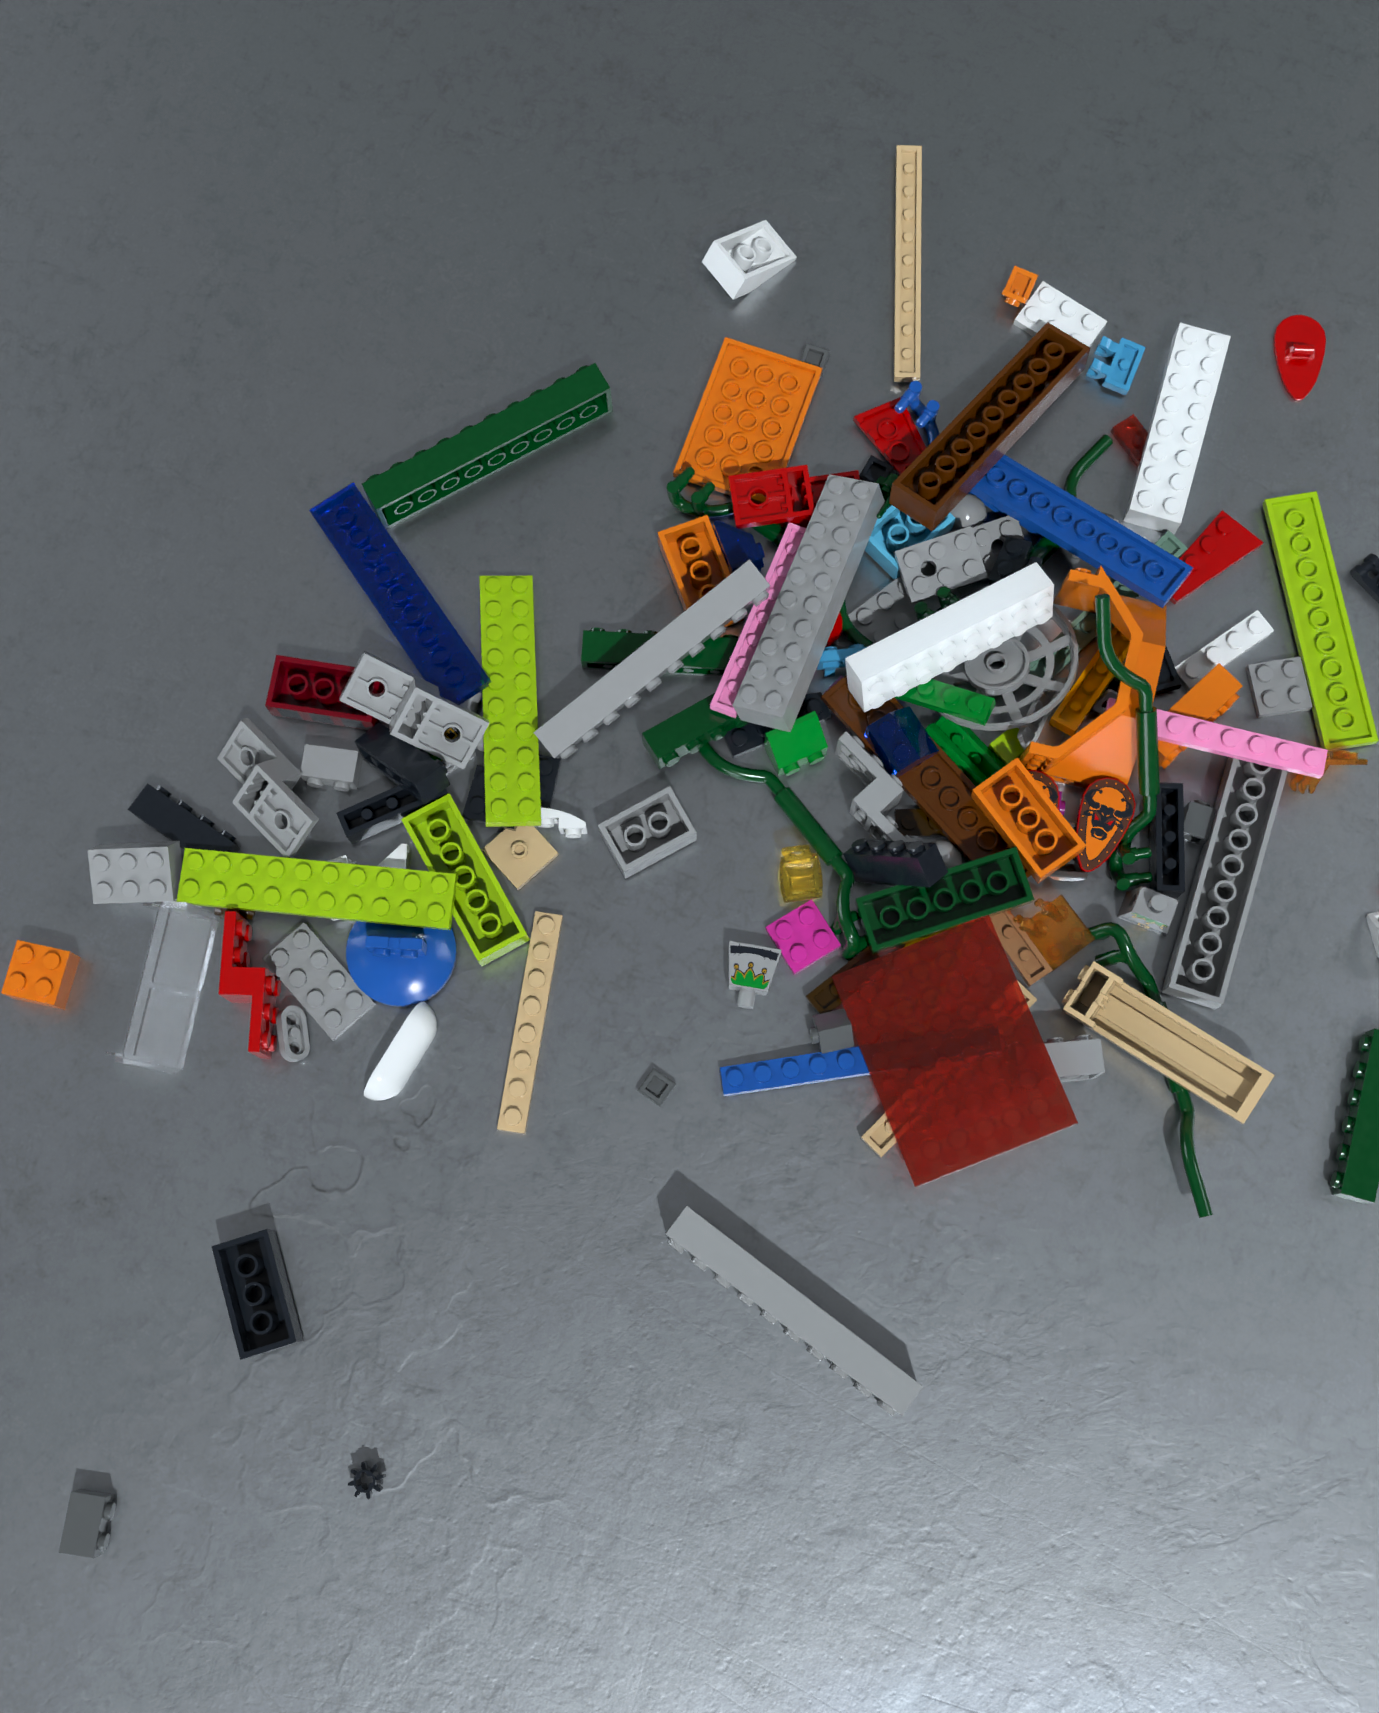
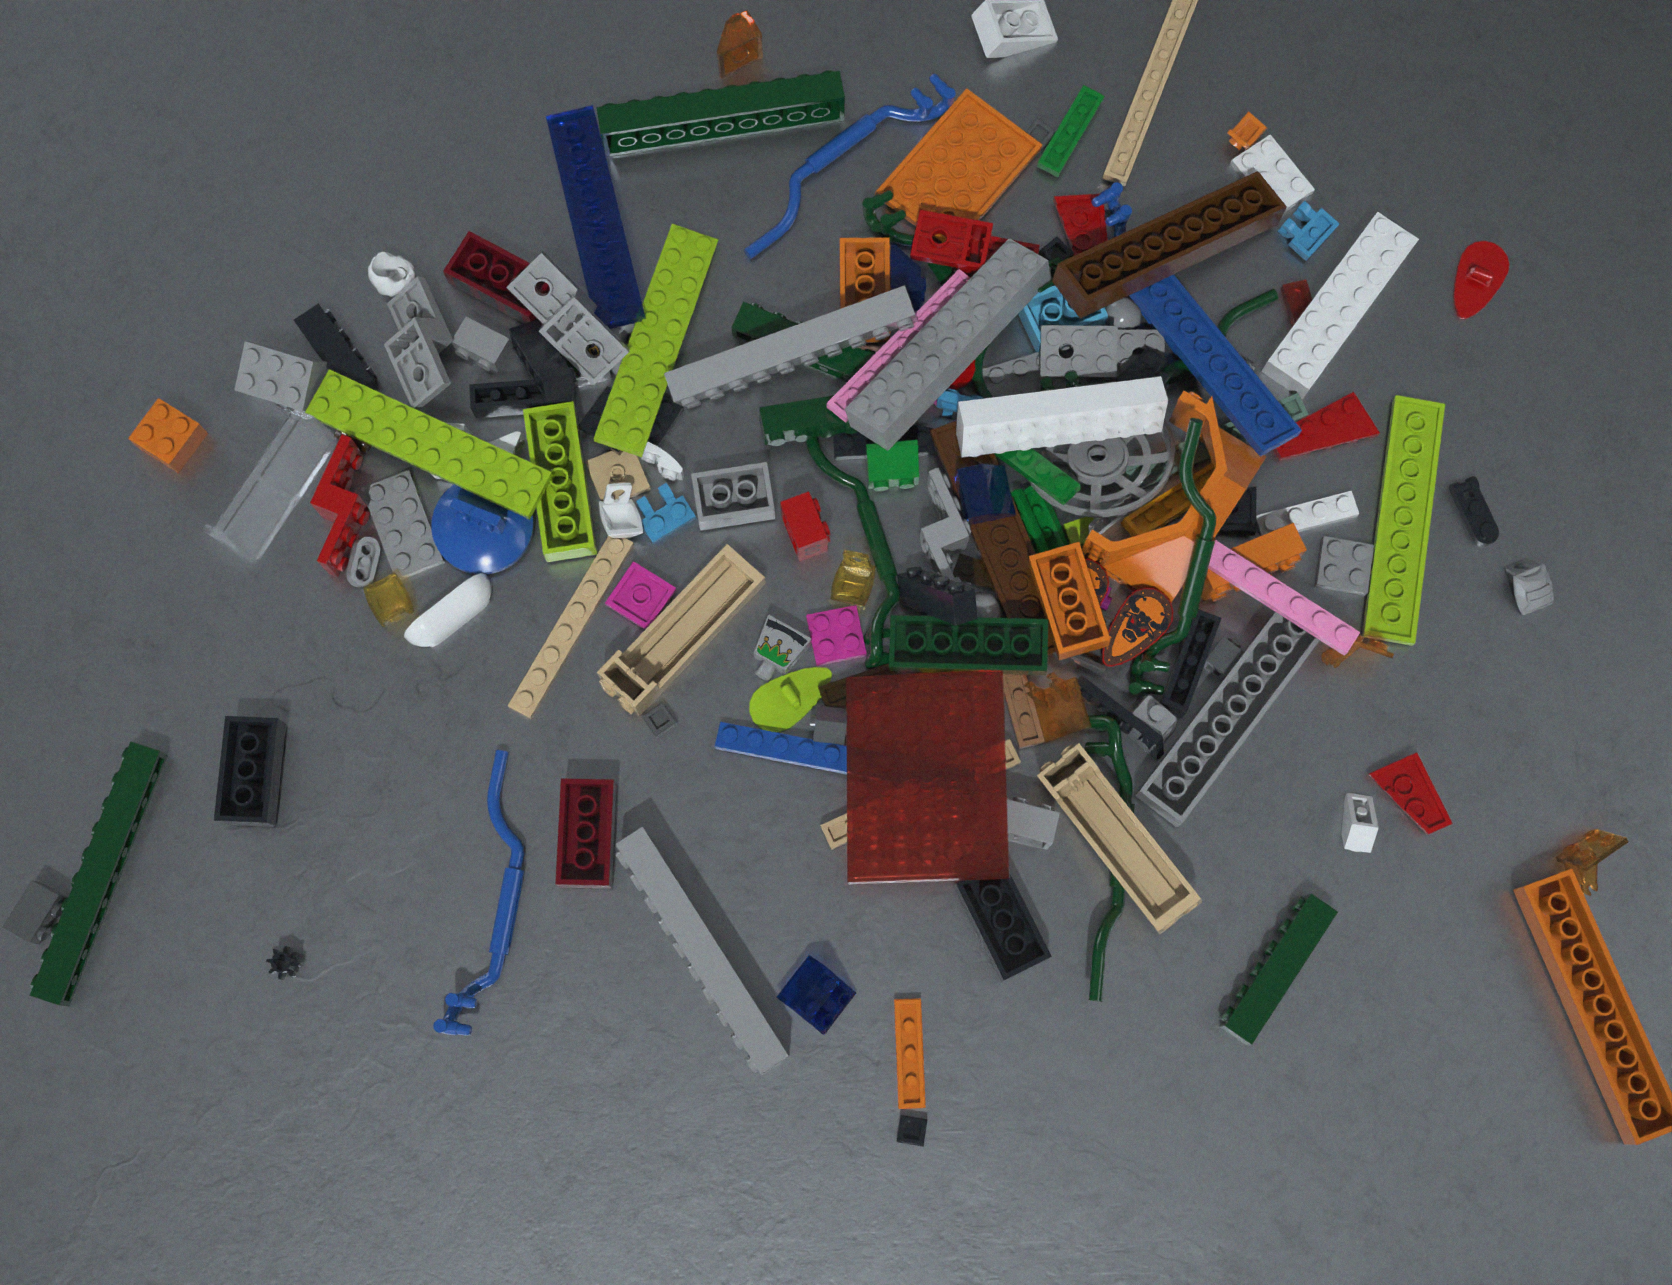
camera: 15 degrees right, 0 degrees up
(138, 1460) = (98, 875): none -> dark green brick
(210, 726) = (390, 273): none -> white hair
(334, 1063) = (388, 600): none -> clear yellow piece
(481, 369) = (738, 44): none -> clear orange slope
(539, 892) = (620, 515): none -> white piece
(574, 1341) = (505, 912): none -> blue piece
(587, 879) = (666, 519): none -> dark azure plate
(590, 968) = (640, 596): none -> dark pink plate
(623, 431) = (843, 143): none -> blue piece
(628, 1232) = (586, 833): none -> dark red brick
(646, 989) = (680, 631): none -> tan brick
(732, 837) = (804, 526): none -> red brick
(778, 1019) = (787, 698): none -> lime shield
(844, 345) = (1070, 131): none -> green plate
(922, 1311) = (816, 994): none -> clear blue slope
(1037, 1336) = (909, 1053): none -> orange tile
(1069, 1414) = (912, 1130): none -> black tile
(1084, 1173) = (1003, 925): none -> black brick
(1134, 923) = (1128, 722): none -> black wing

